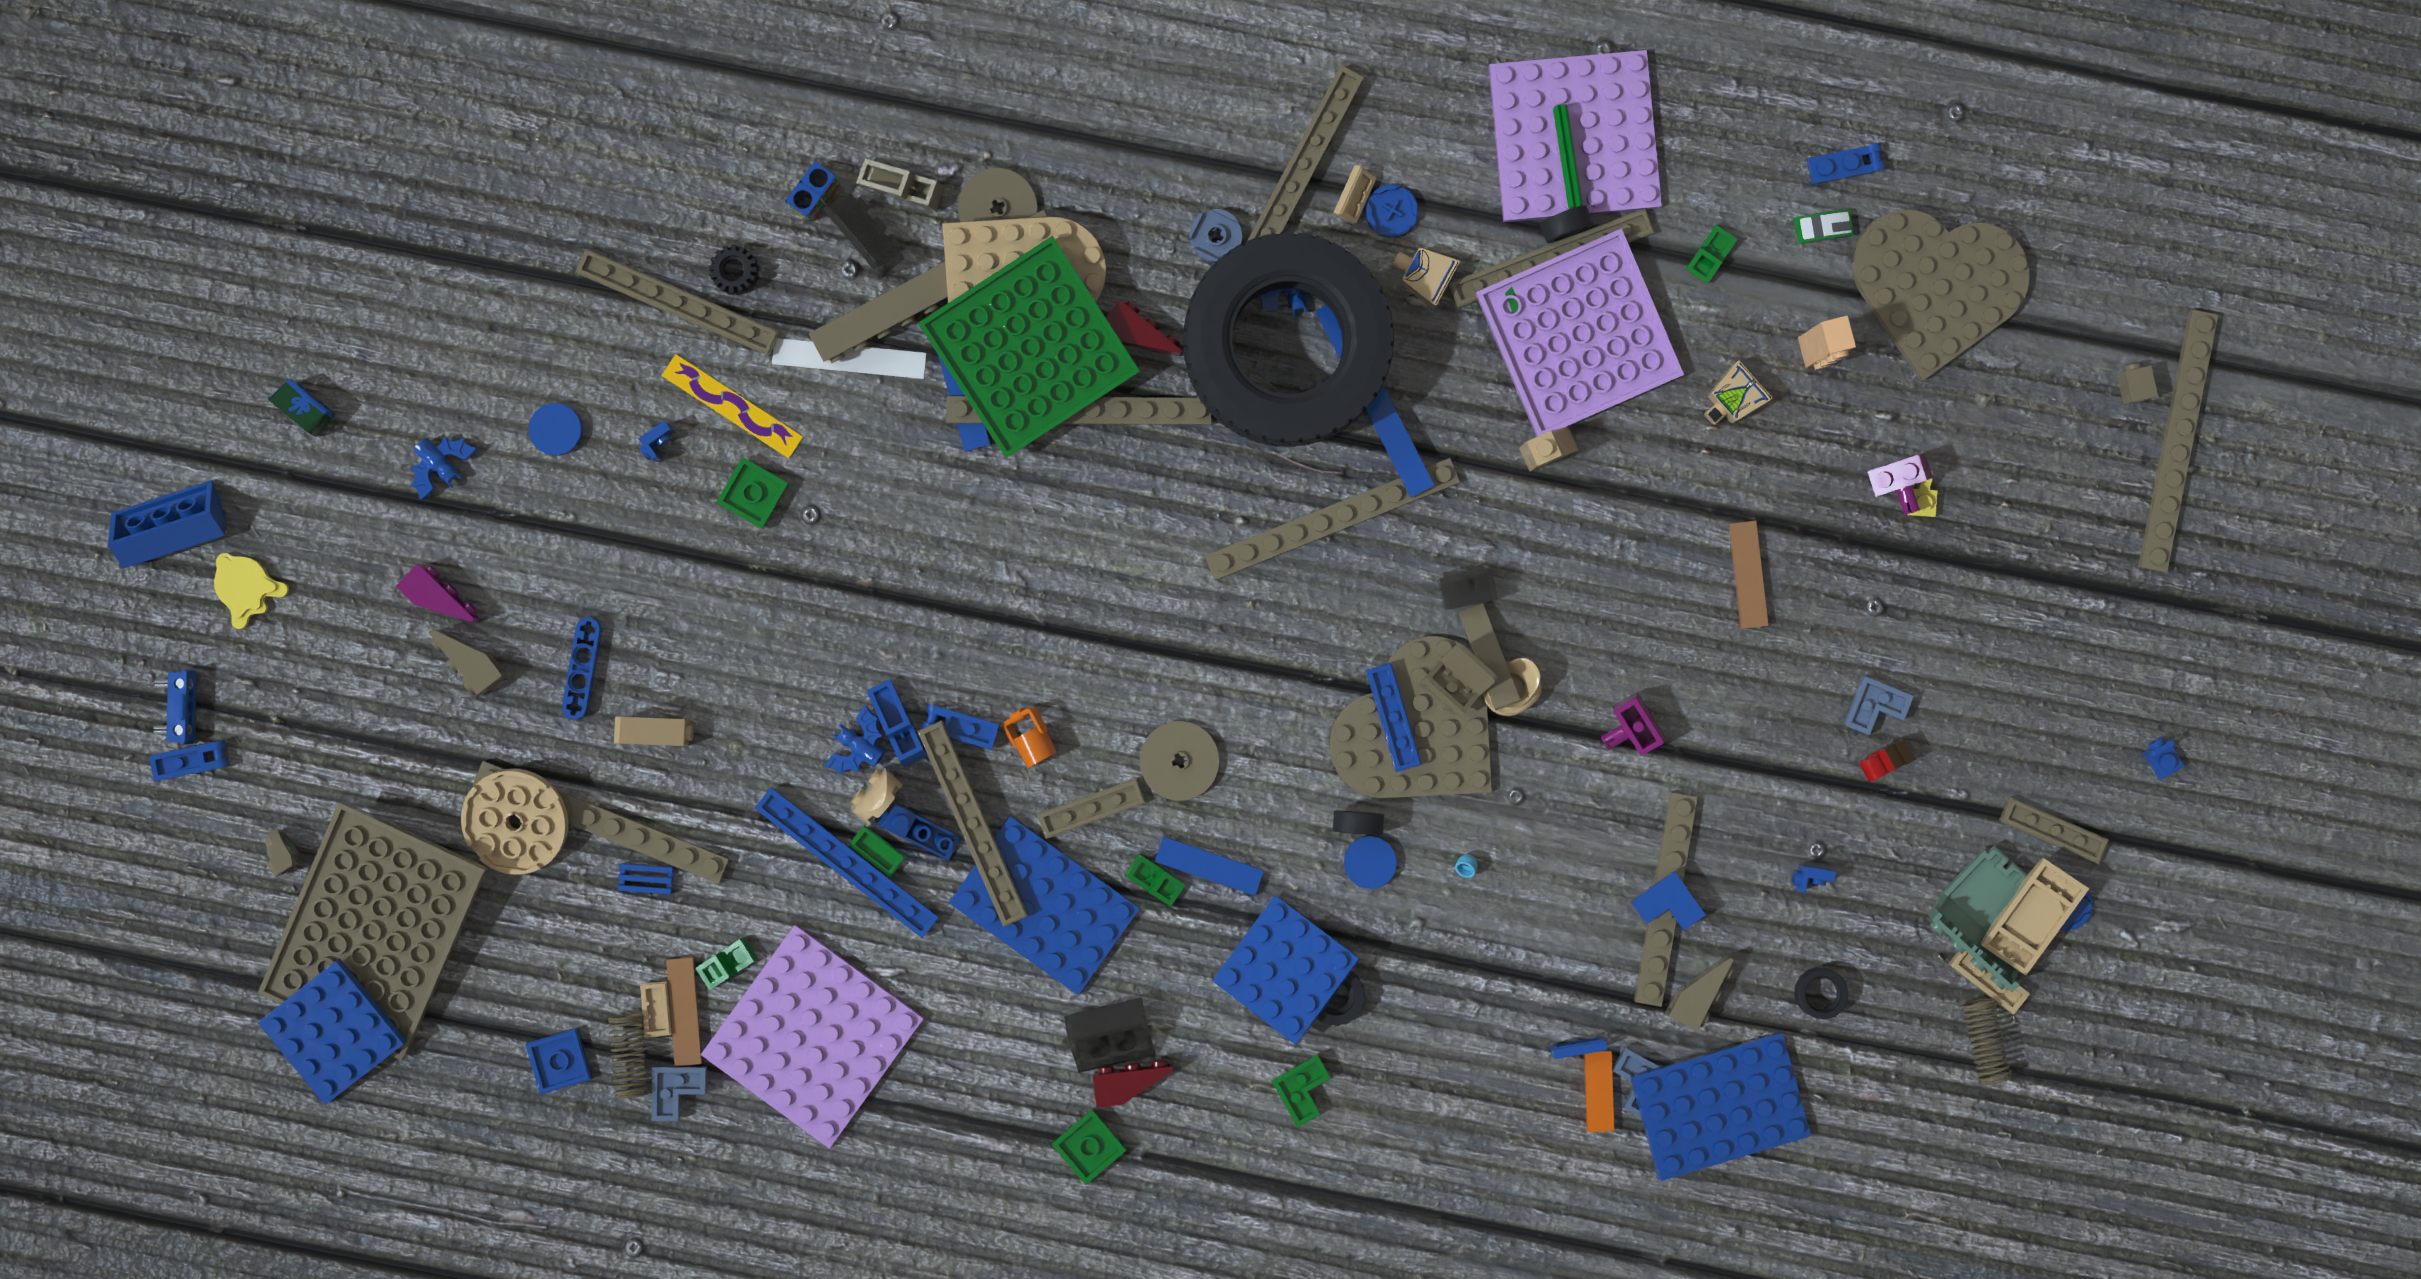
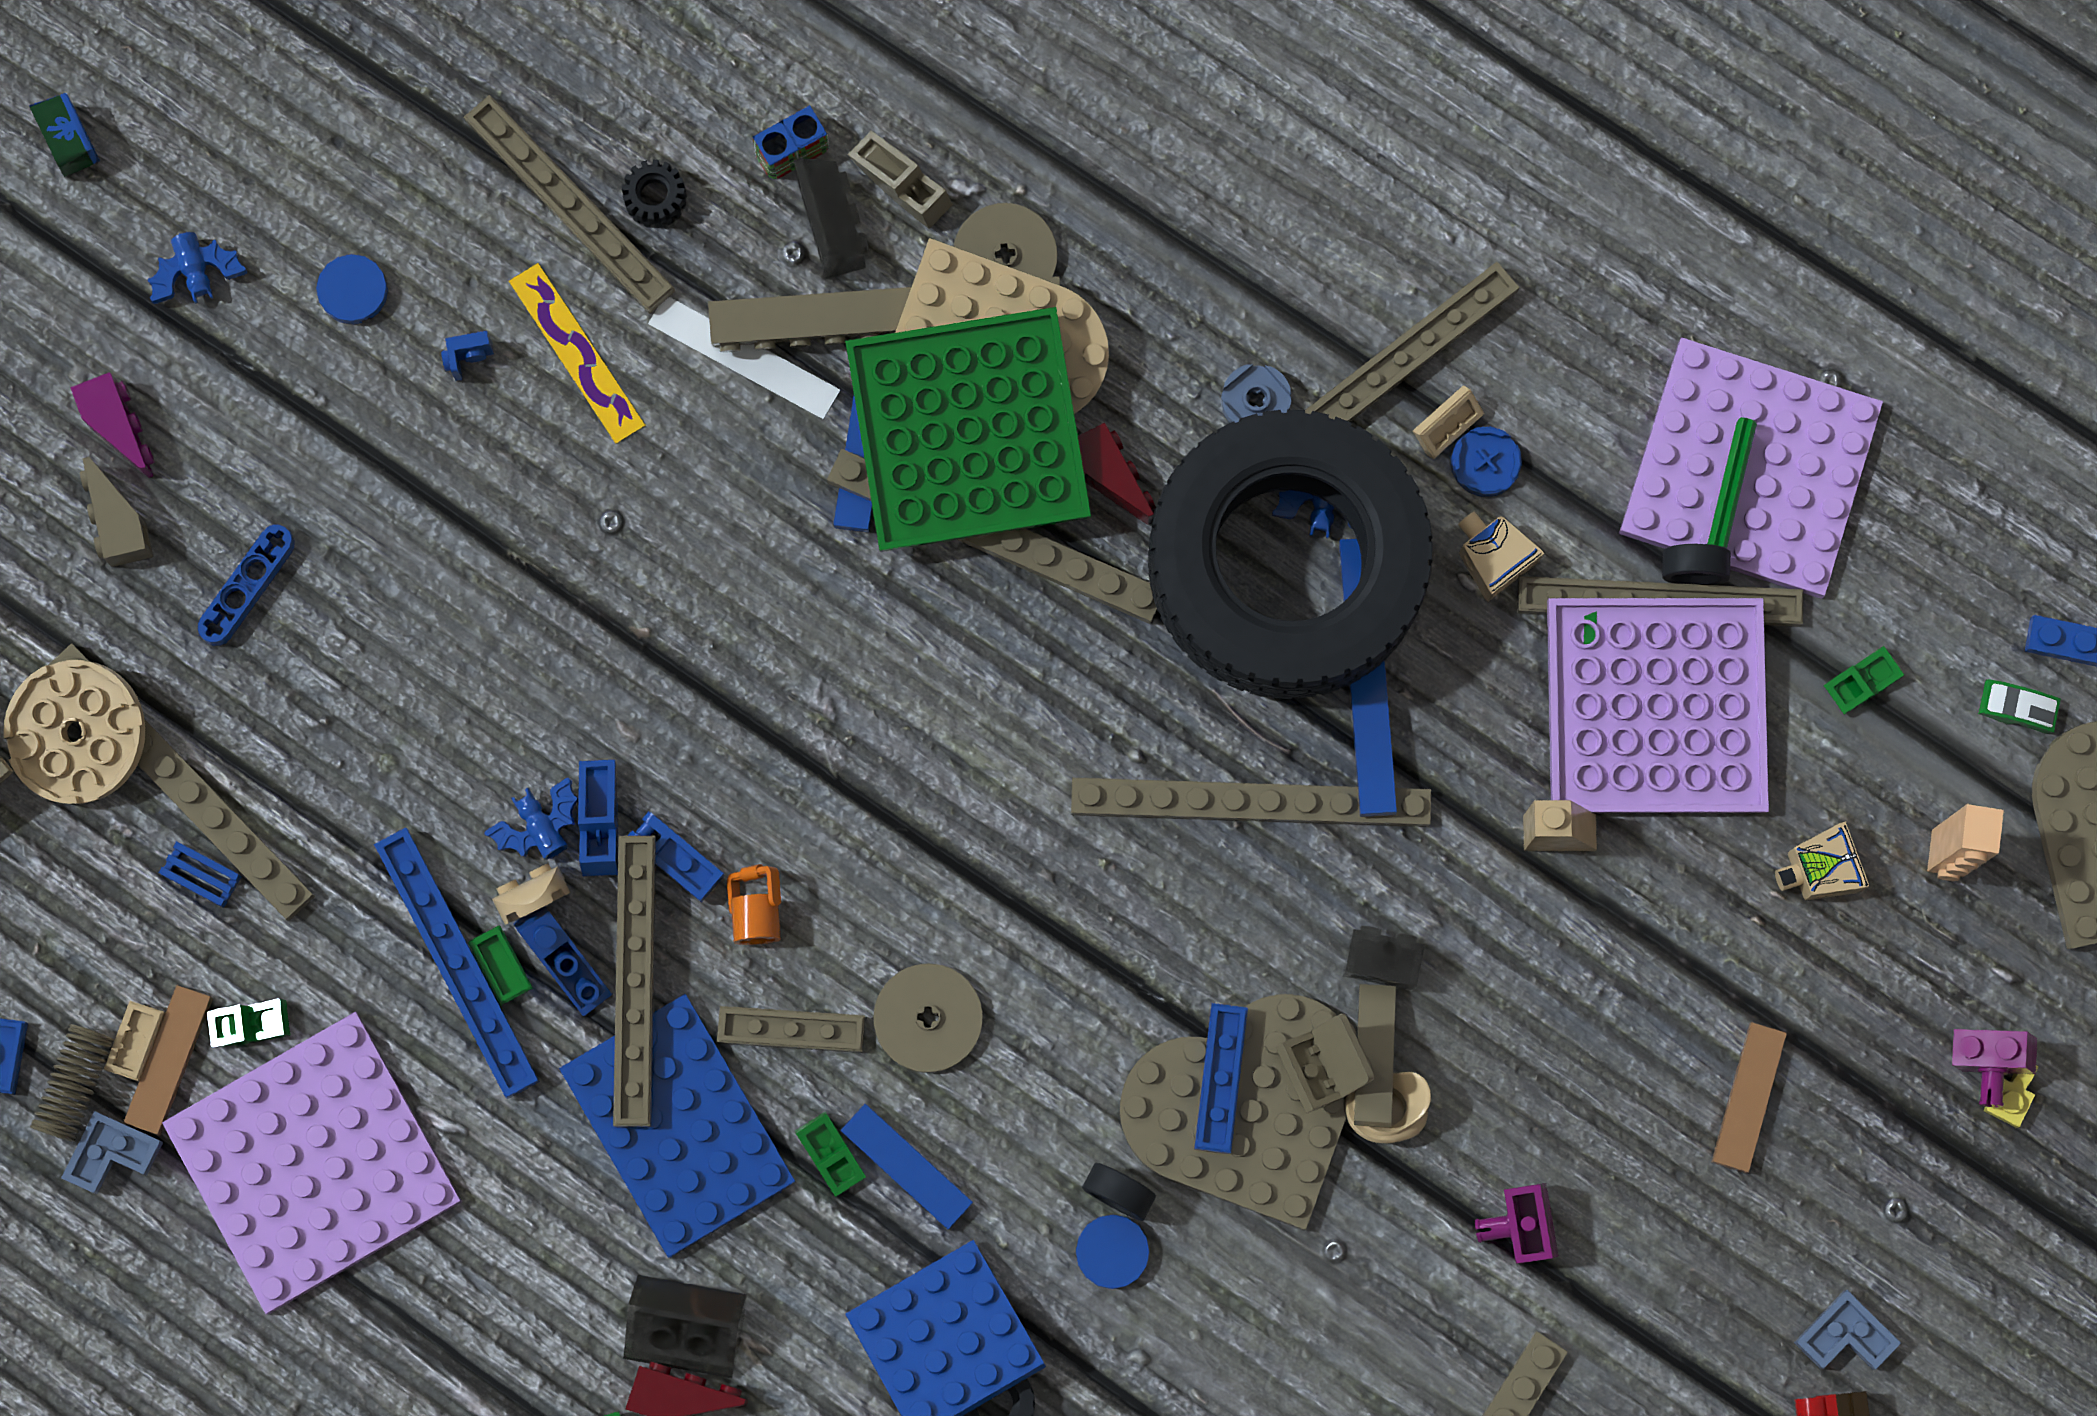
camera: 25 degrees right, 10 degrees down
(653, 731) = (294, 694): tan slope -> none
(752, 493) = (552, 464): green plate -> none
(1466, 866) = (1233, 1310): medium azure hinge -> none

